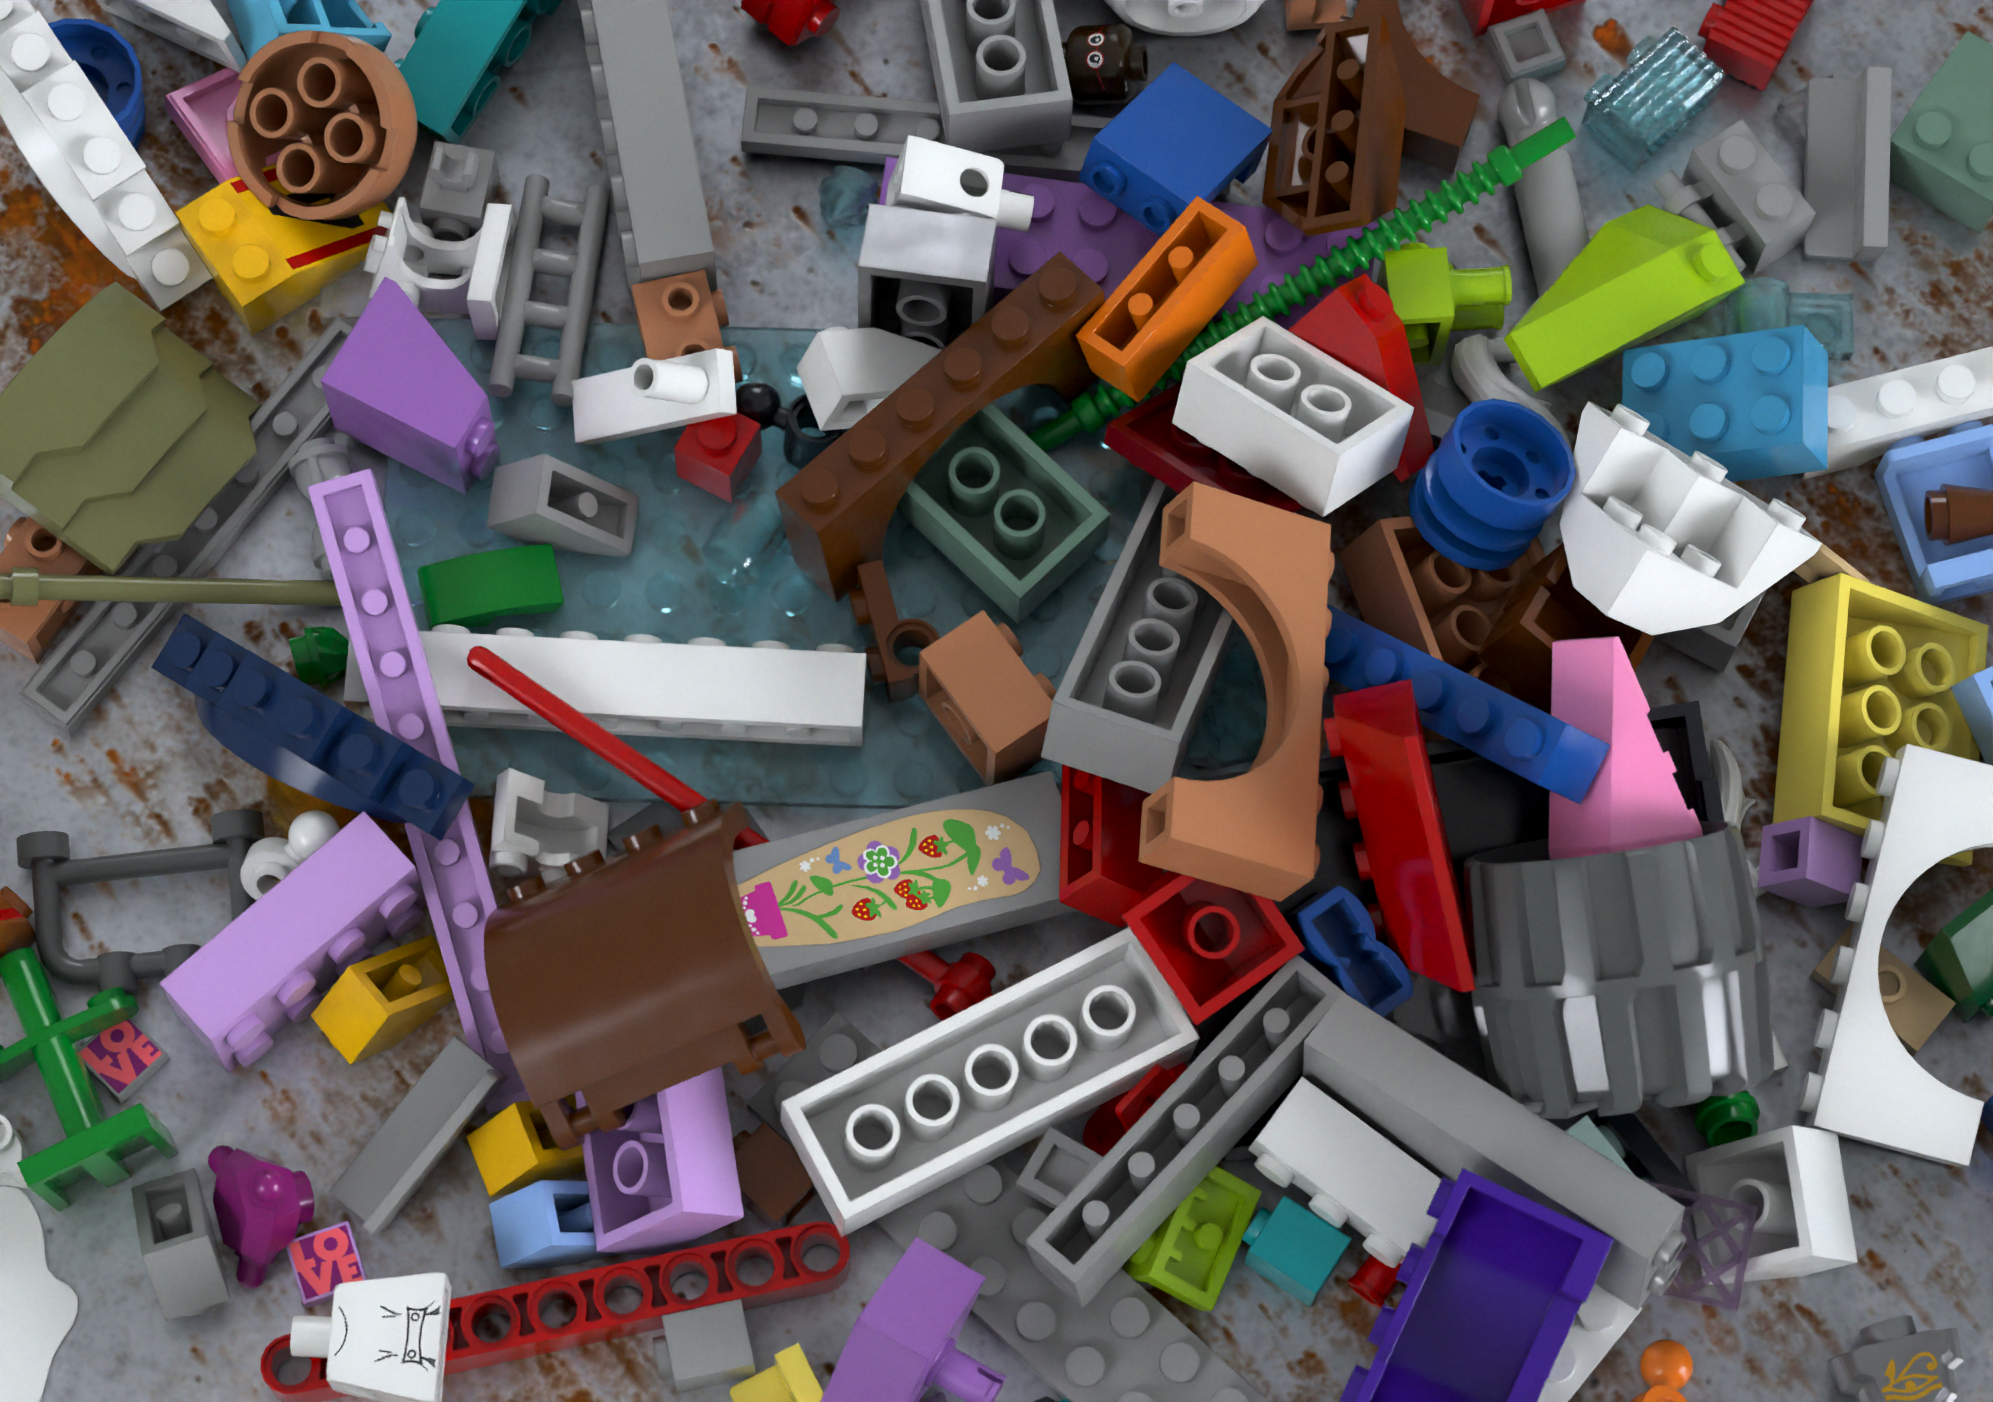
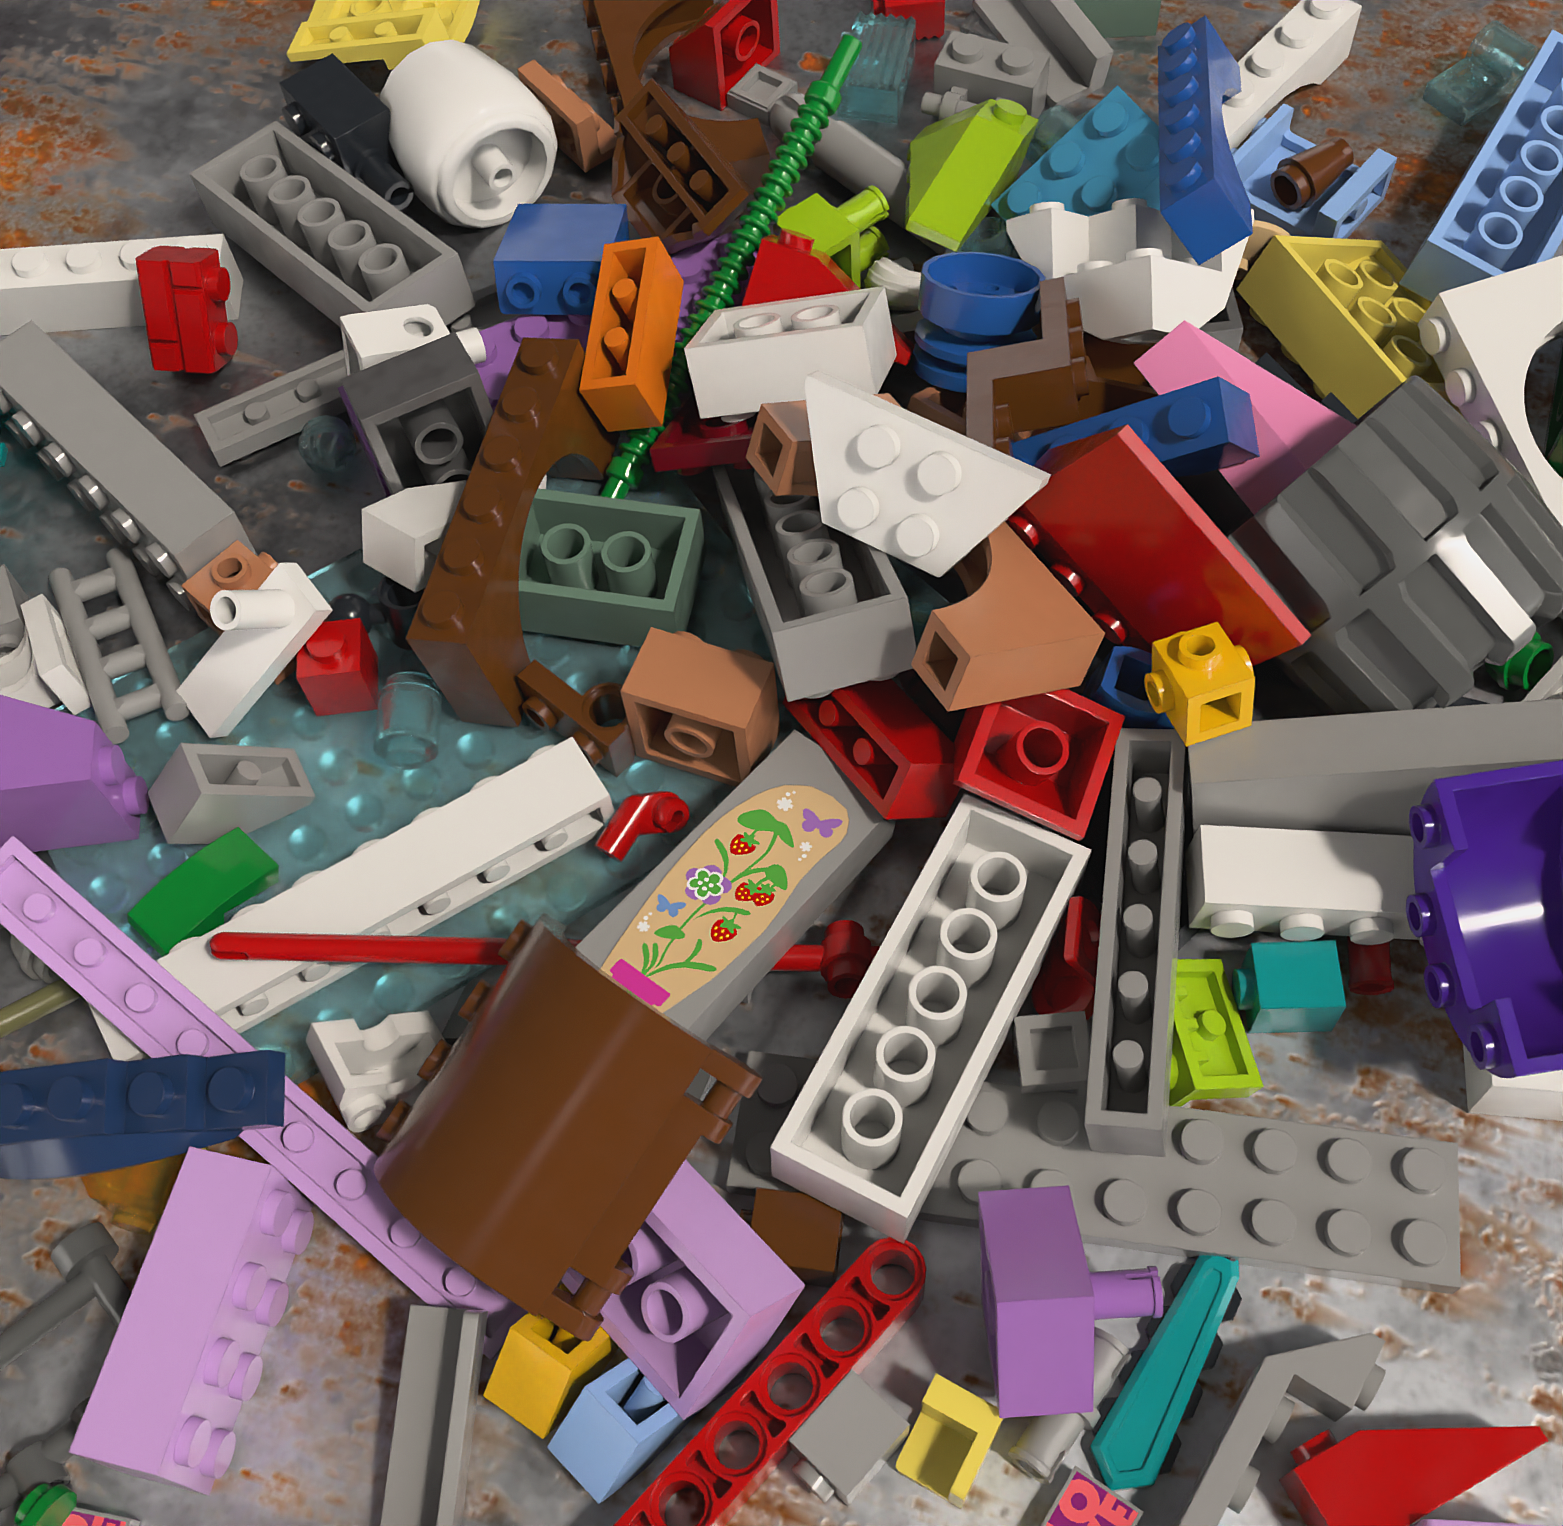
camera: 25 degrees left, 10 degrees down
(281, 856) = (129, 1249): white plate -> none
(320, 655) = (75, 1042): green plate -> none
(384, 999) = (320, 1319): yellow slope -> none
(882, 755) = (642, 816): none -> red arm
(1104, 64) = (475, 248): dark brown head -> none
(1254, 636) = (908, 479): none -> white wing
(1370, 966) = (1201, 683): none -> yellow brick
(1441, 603) = (1030, 381): none -> reddish brown bracket
(1598, 384) = (989, 238): none -> clear light blue plate
(1758, 504) = (1197, 171): none -> blue arch

